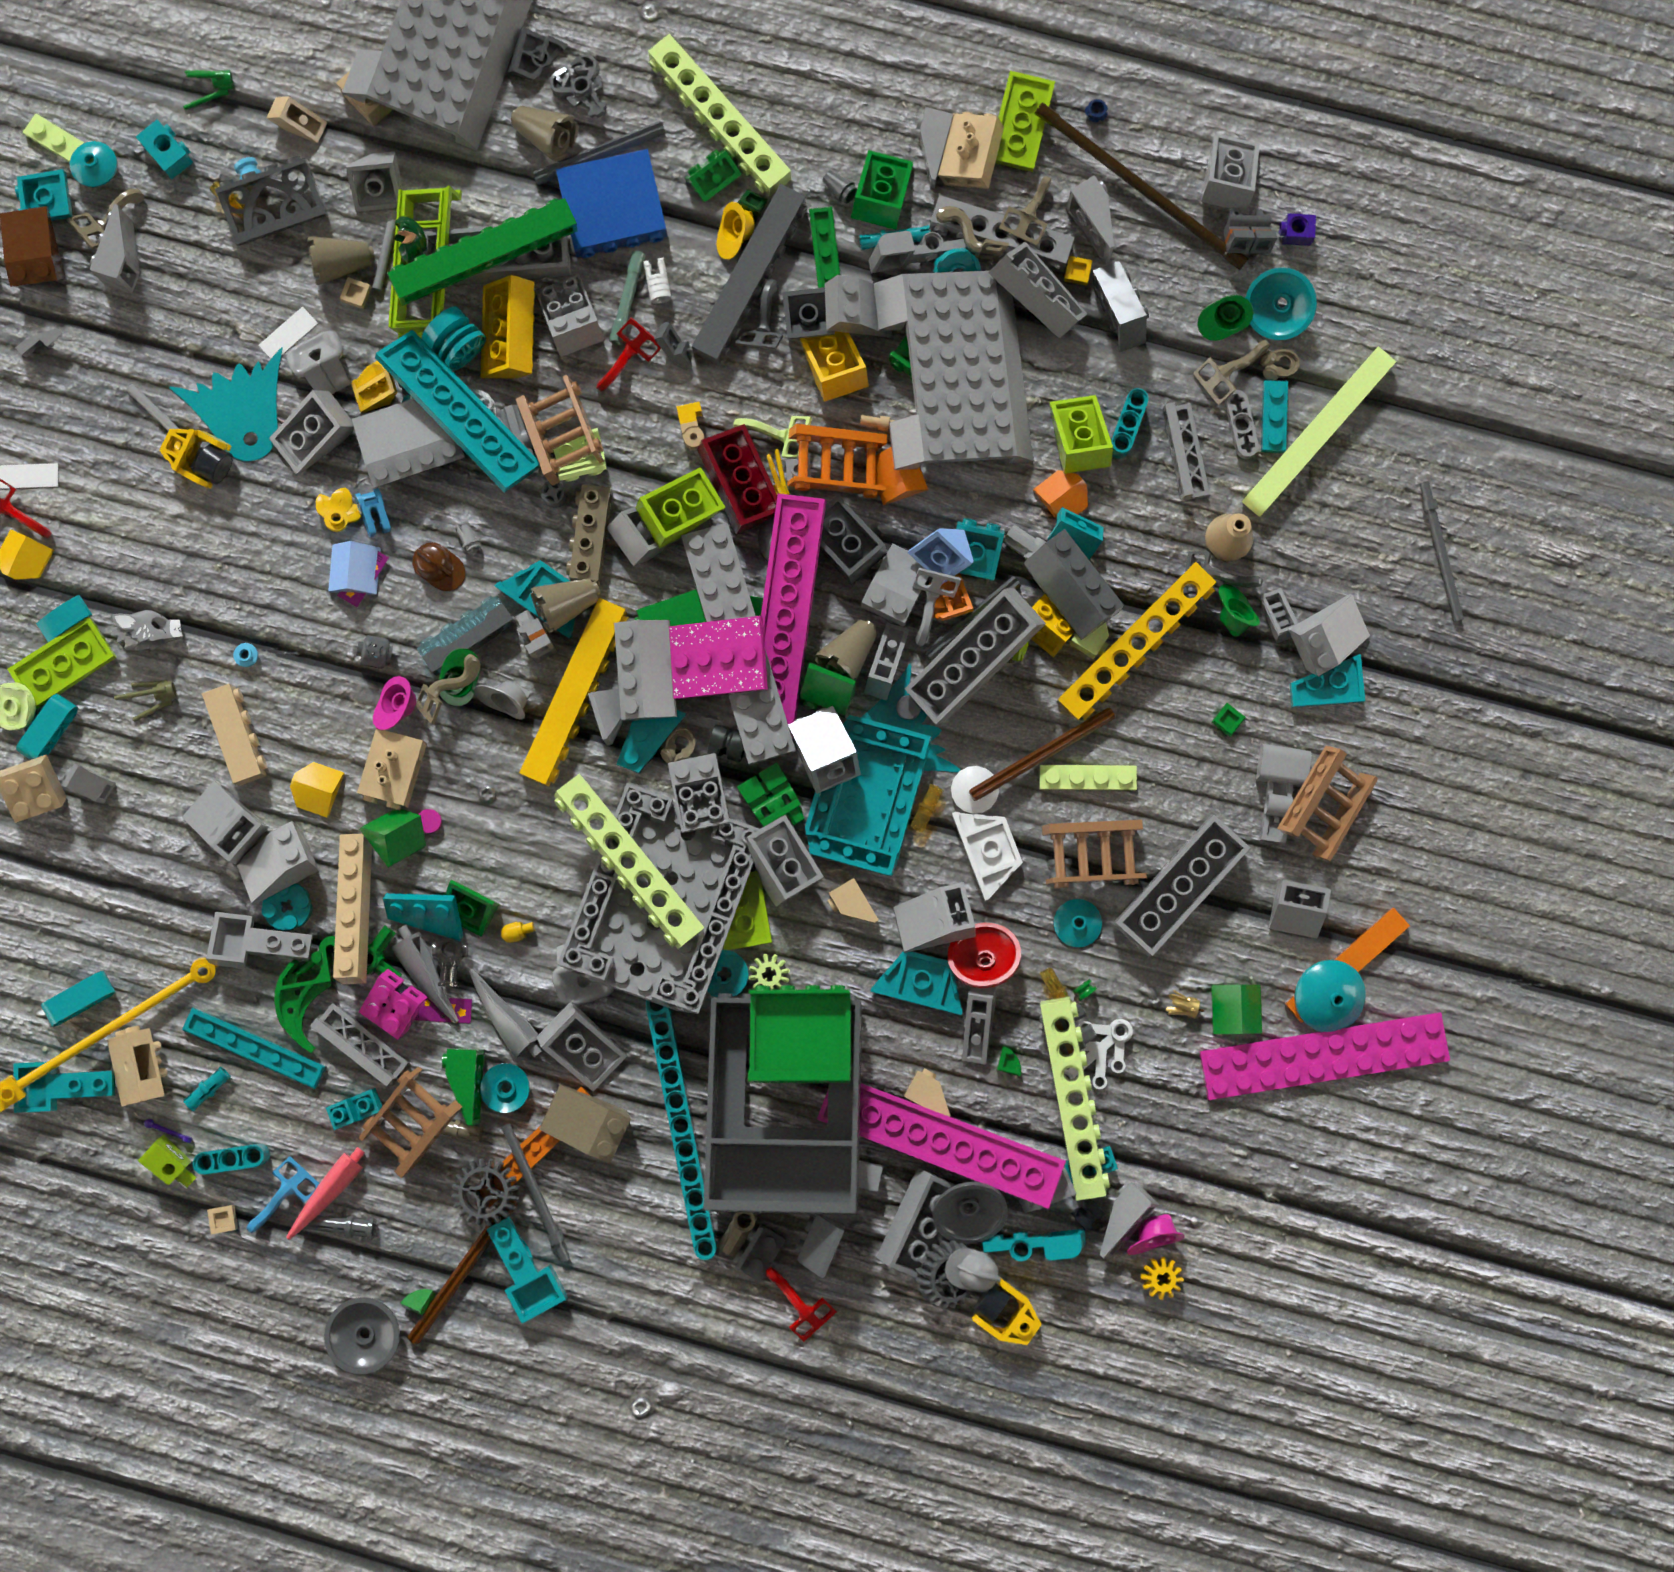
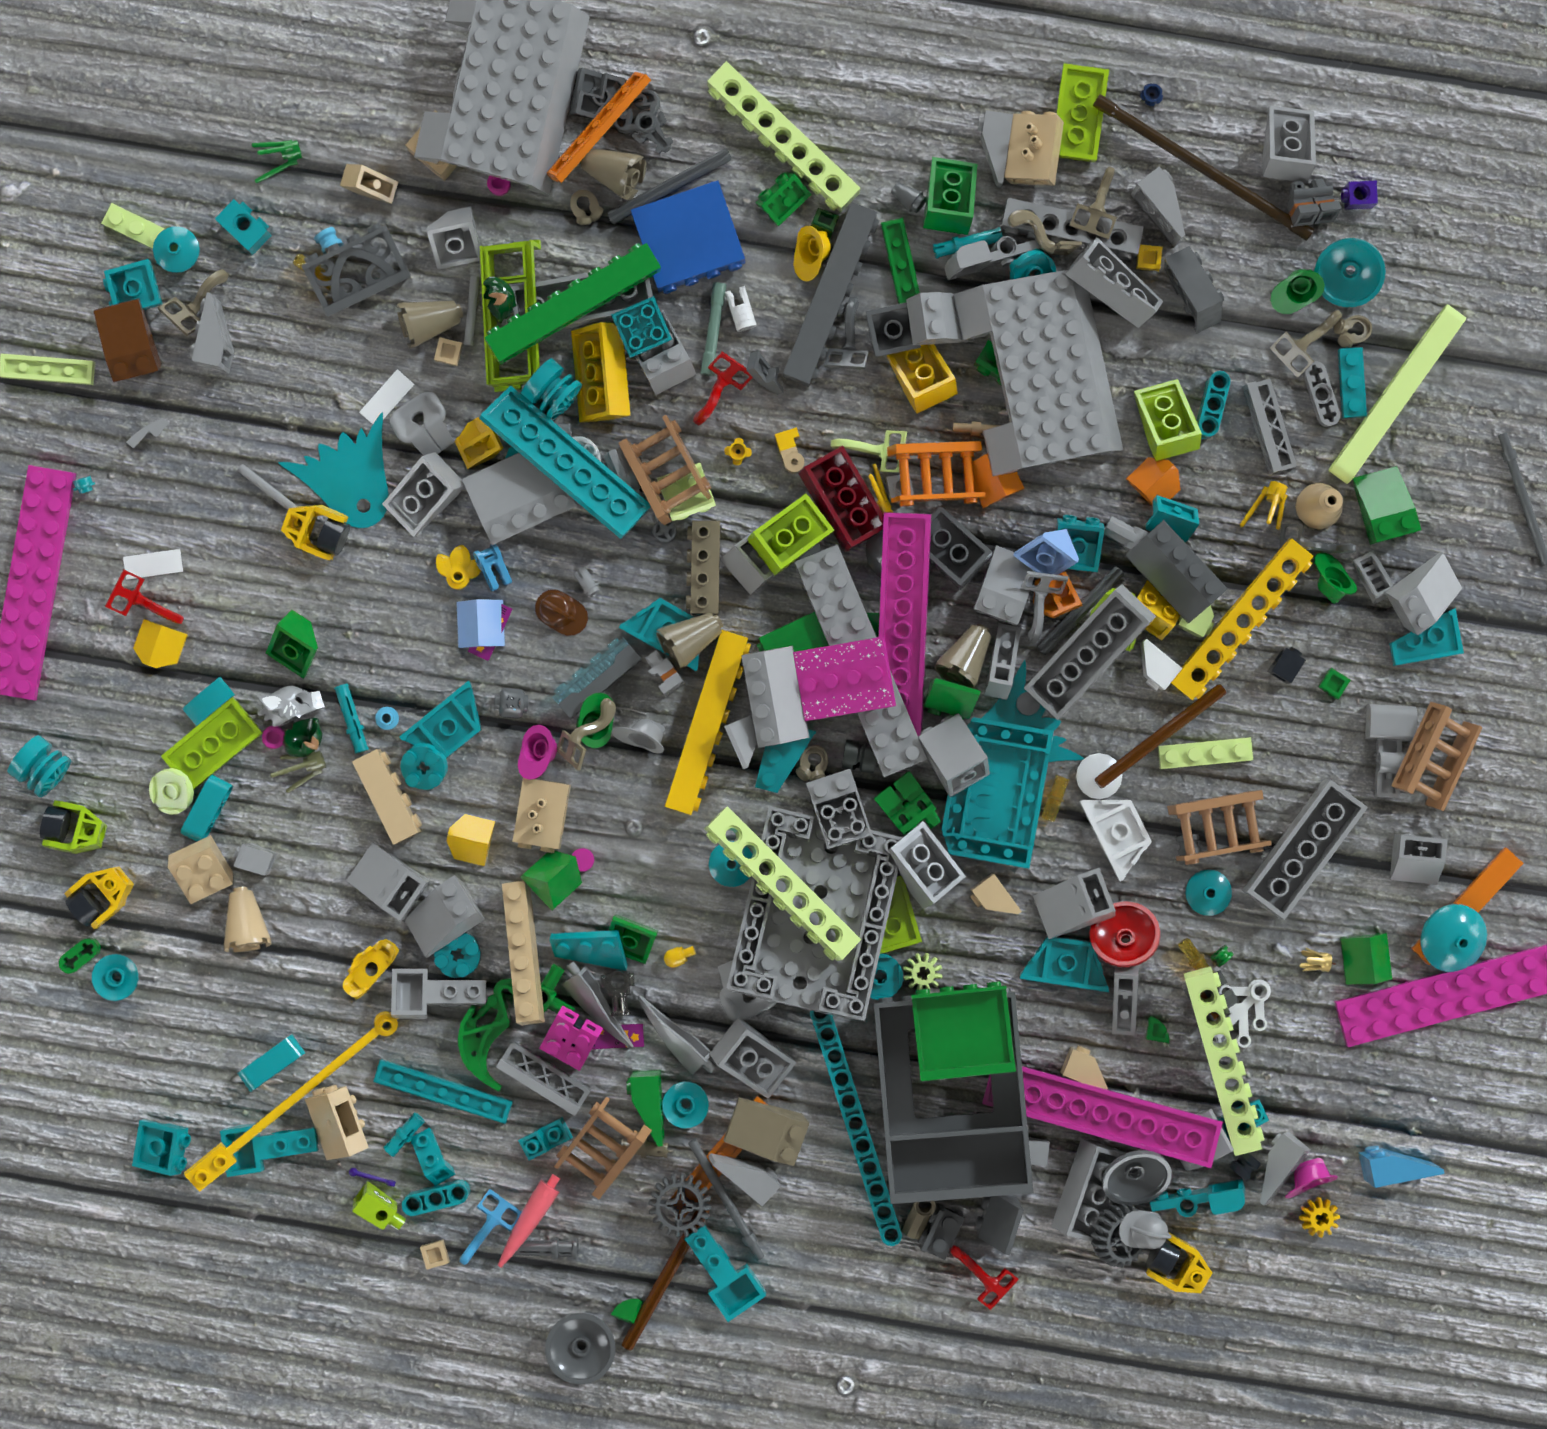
camera: 10 degrees left, 5 degrees up
(69, 850) = (244, 923): none -> tan cone
(127, 663) = (273, 737): none -> dark pink tile
(156, 665) = (303, 737): none -> dark green hair
(158, 568) = (293, 643): none -> green slope
(180, 922) = (358, 981): none -> yellow piece
(208, 649) = (351, 719): none -> teal pin
(231, 1118) = (430, 1157): none -> teal bracket
(264, 713) = (431, 757): none -> teal plate
(307, 667) = (448, 724): none -> teal wing
(427, 134) = (498, 186): none -> dark pink tile
(506, 173) = (581, 217): none -> dark tan piece
(533, 86) = (598, 127): none -> orange tile
(552, 284) = (641, 327): none -> teal tile
(562, 1170) = (751, 1177): none -> light grey slope
(573, 851) = (722, 873): none -> teal dish
(638, 415) = (738, 445): none -> yellow plate
(1046, 682) = (1157, 666): none -> white slope
(1180, 694) = (1287, 665): none -> black brick
(1184, 520) = (1276, 495): none -> yellow plant
(1237, 1231) = (1387, 1167): none -> dark azure slope
(1298, 543) = (1385, 505): none -> slope

